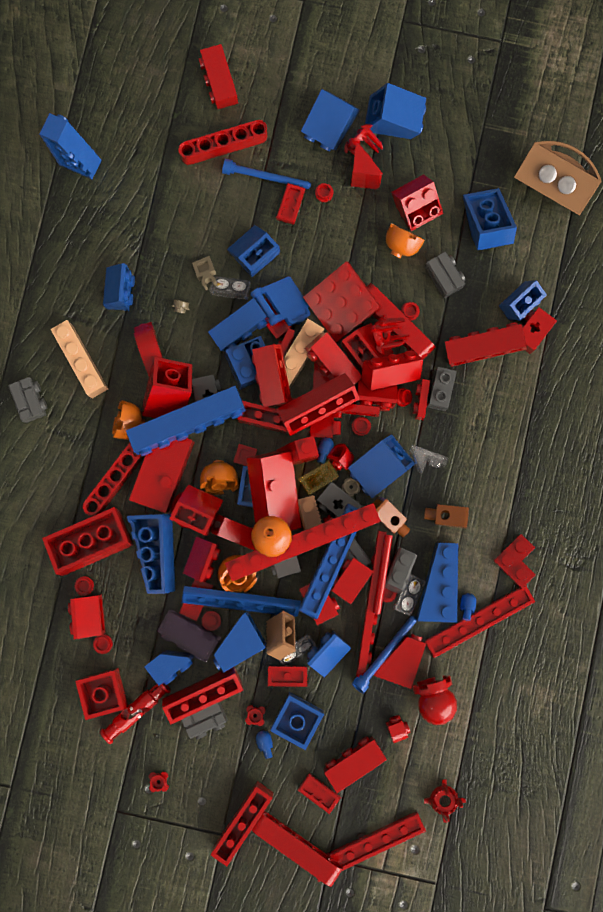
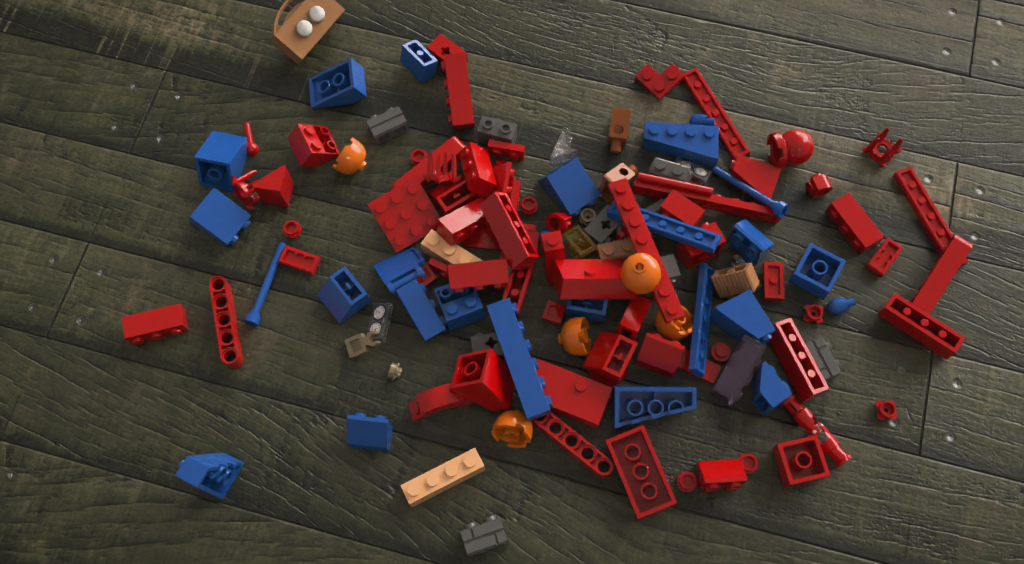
camera: 85 degrees left, 15 degrees down
(414, 141) = (252, 148): none -> red bar

